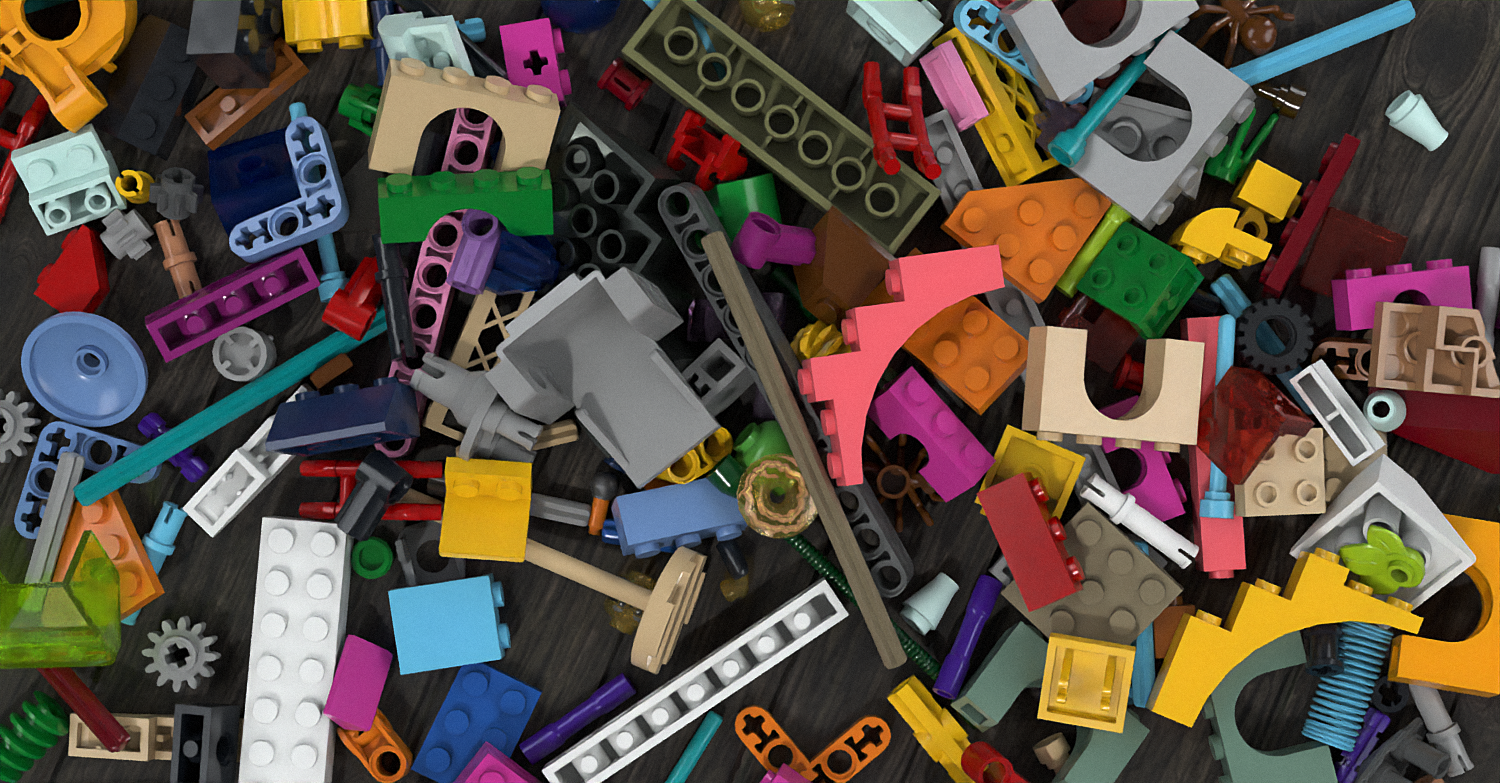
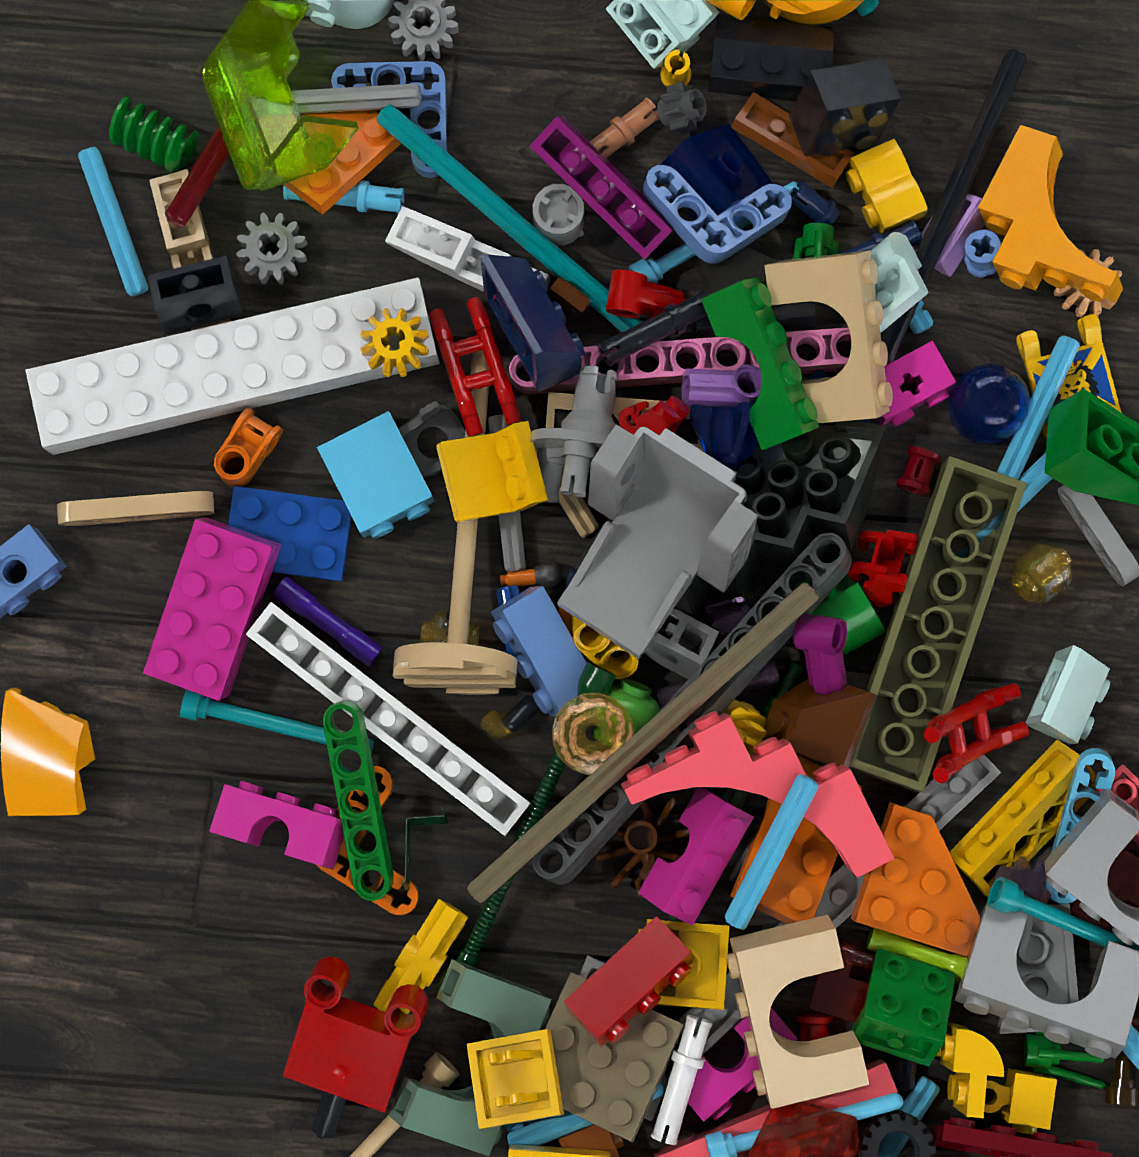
camera: 80 degrees right, 5 degrees down
(75, 384) = (482, 77): medium blue dish -> none
(79, 275) = (578, 48): red slope -> none
(126, 234) = (630, 76): light grey gear -> none
(192, 467) = (442, 203): dark purple axle -> none
(320, 95) = (814, 204): none -> dark blue pin
(332, 553) = (381, 337): none -> yellow gear
(358, 684) = (295, 412): dark pink slope -> none
(372, 557) = (414, 390): green tile -> none
(378, 487) = (481, 370): black piece -> none
(490, 326) = (661, 416): none -> red piece
(750, 733) = (351, 819): none -> green beam
(804, 693) = (416, 821): none -> dark green piece
(928, 605) = (537, 909): light aqua cone -> none
(952, 361) = (771, 851): none -> medium azure axle
(953, 86) = (1023, 772): bright pink tile -> none
(958, 660) = (545, 957): dark purple piece -> none

